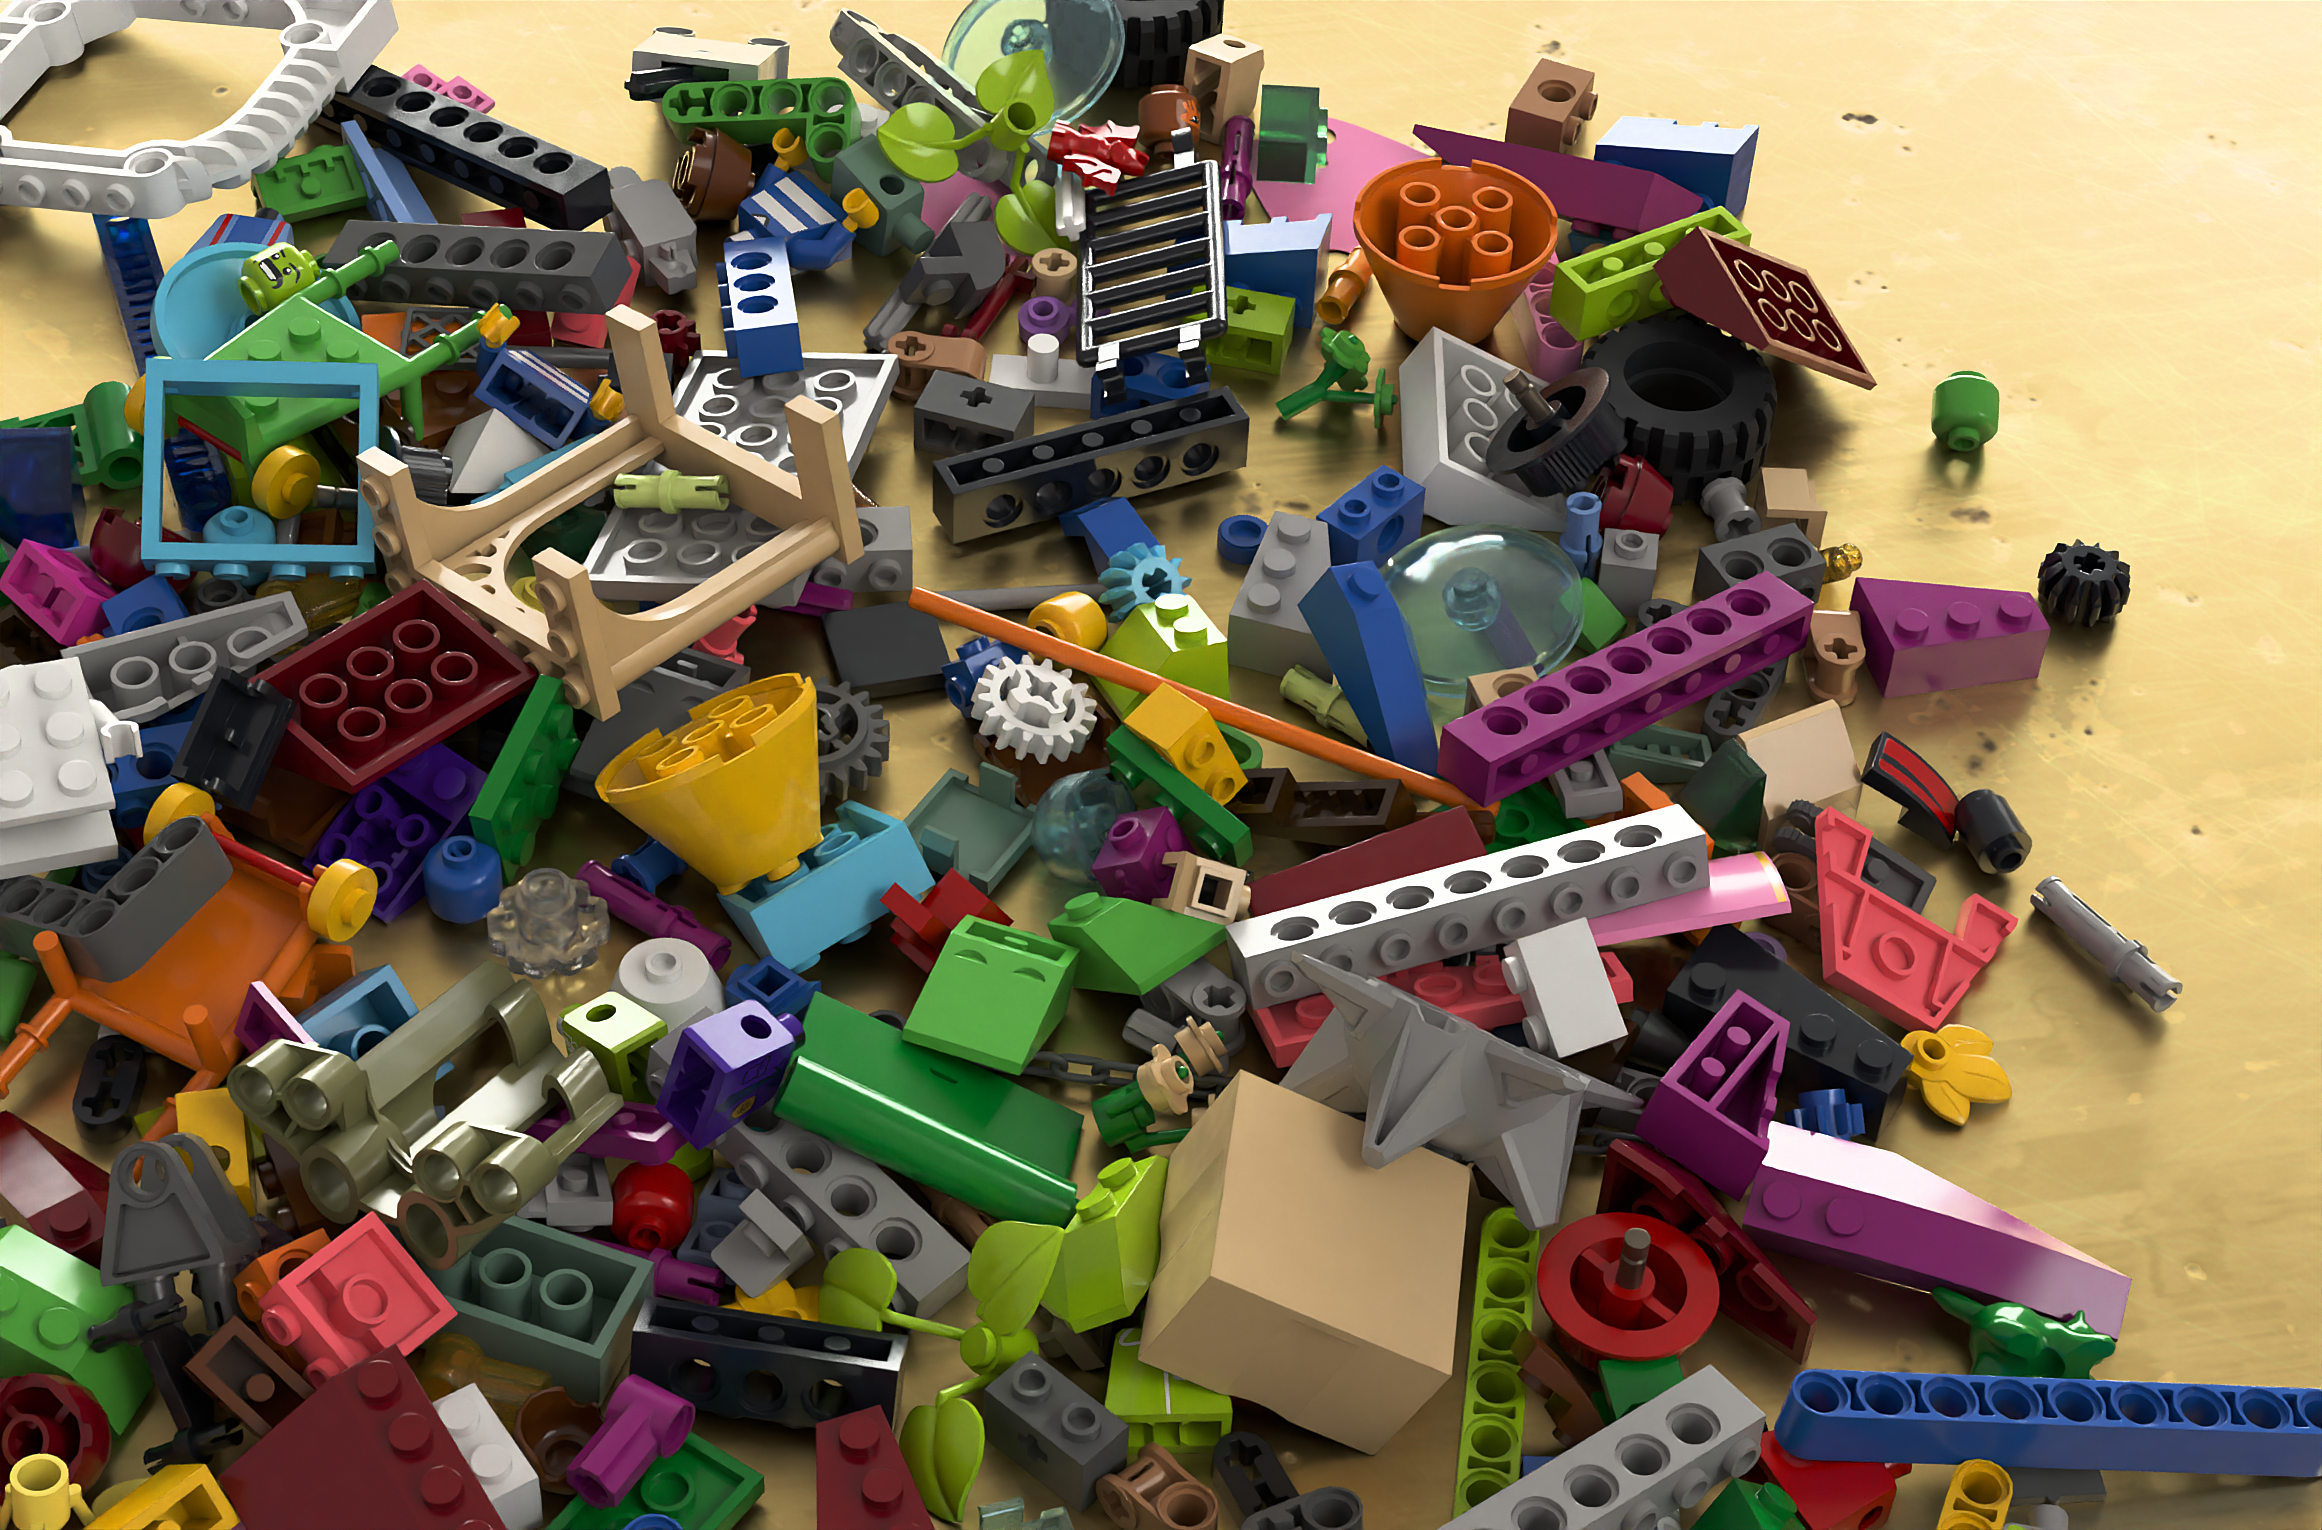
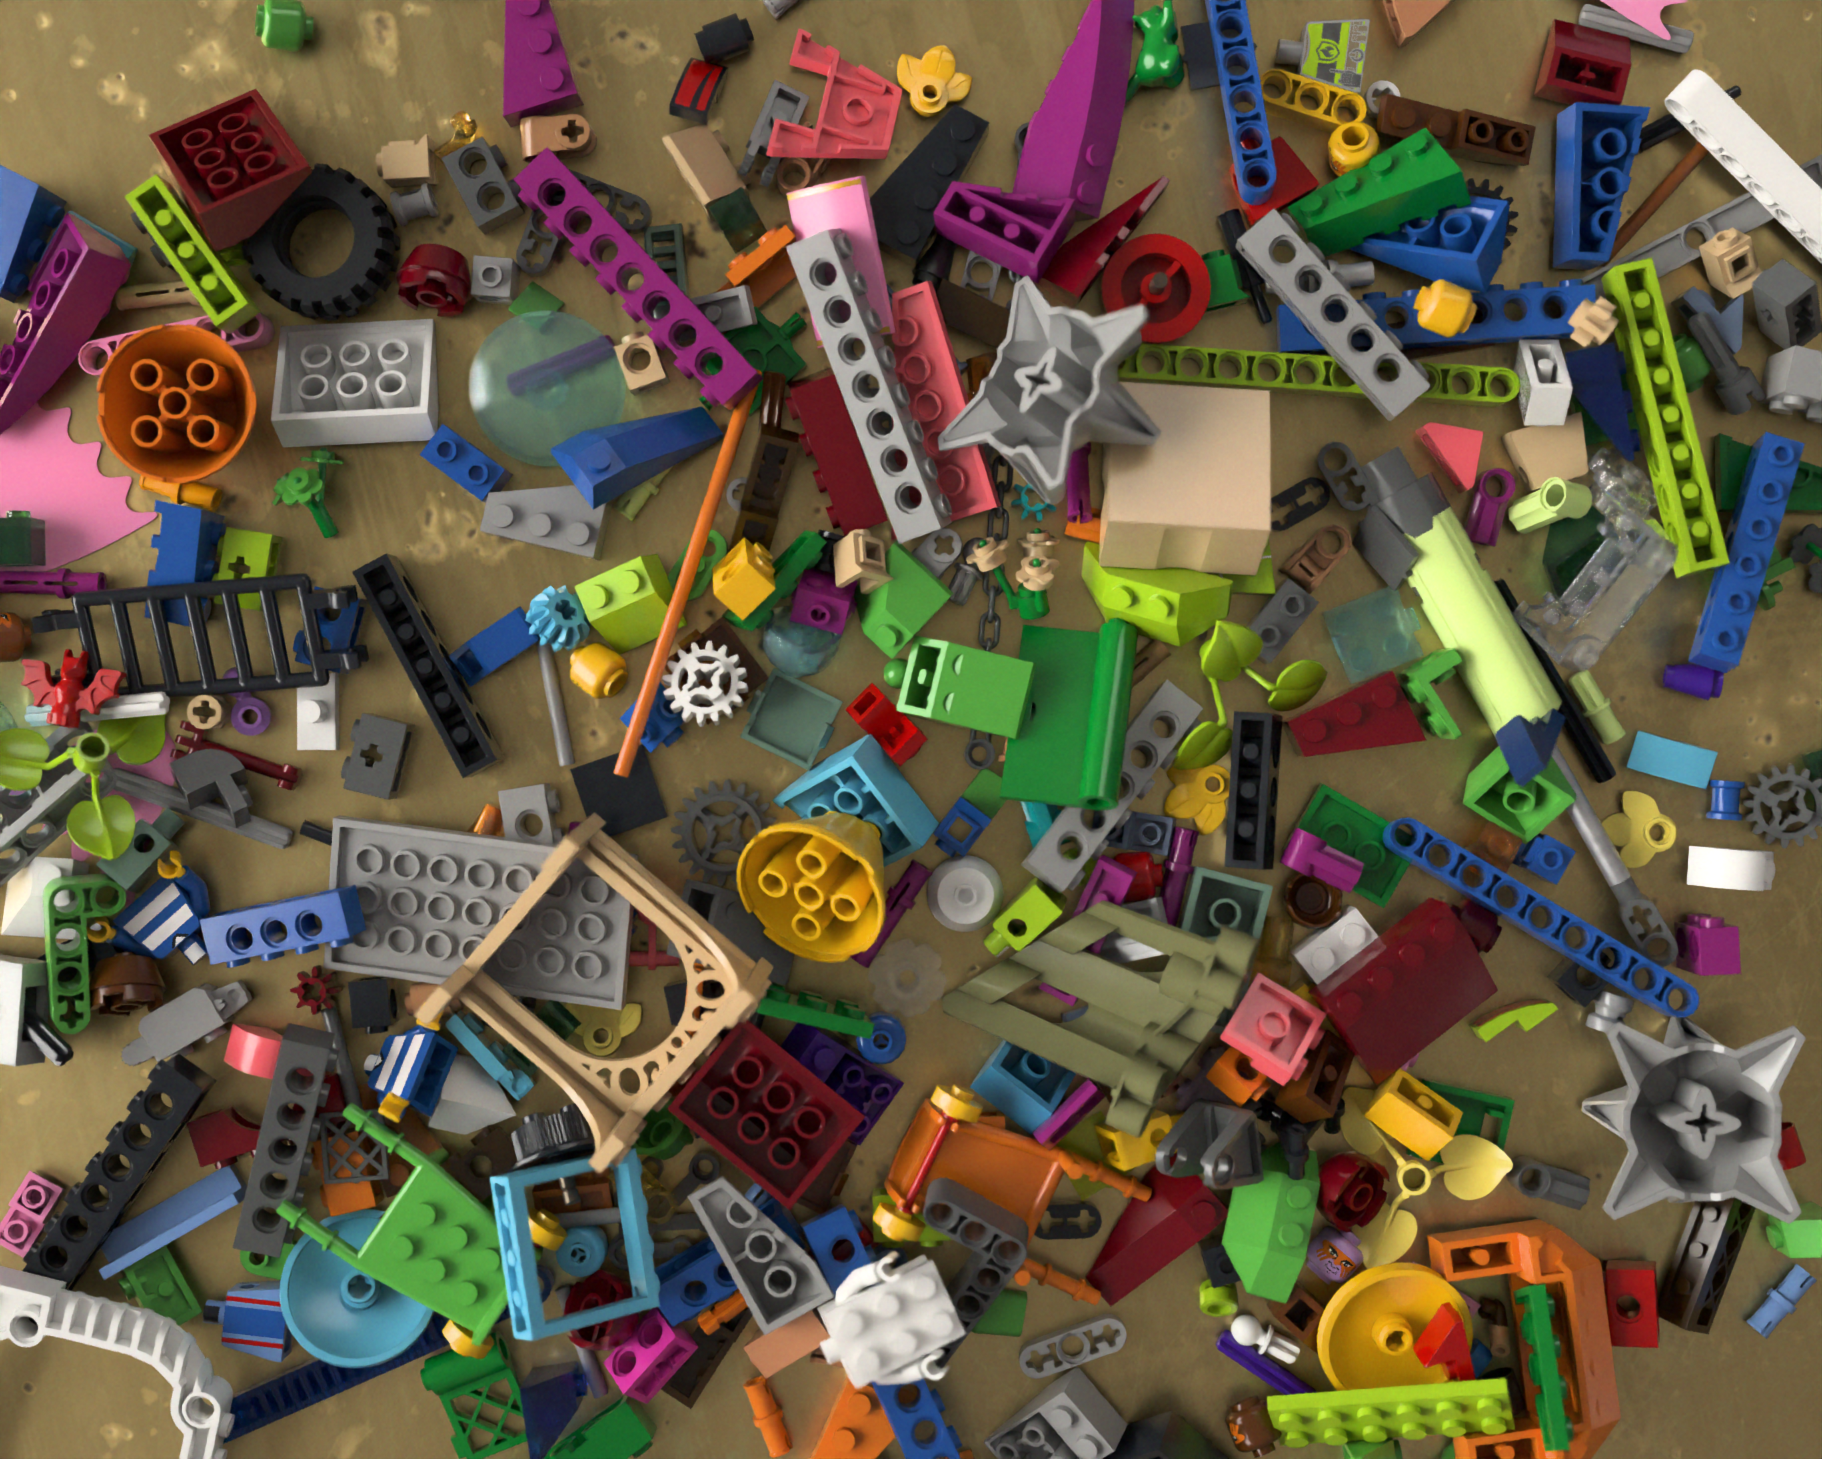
camera: 85 degrees left, 45 degrees up
(233, 738) = (840, 1201): black hinge -> none
(275, 276) = (327, 1281): lime head -> none
(671, 491) = (531, 956): yellowish green pin -> none
(727, 1069) = (1103, 847): dark purple torso -> none
(762, 1247) = (1169, 803): light grey slope -> none
(933, 353) = (321, 786): medium nougat piece -> none
(1240, 538) = (475, 553): blue tile -> none
(1546, 1375) = (1234, 328): reddish brown slope -> none
(1557, 432) = (391, 328): black piece -> none
(1563, 990) = (954, 323): white brick -> none
(1581, 535) = (484, 311): medium blue pin -> none
(1827, 1114) = (996, 163): blue gear -> none

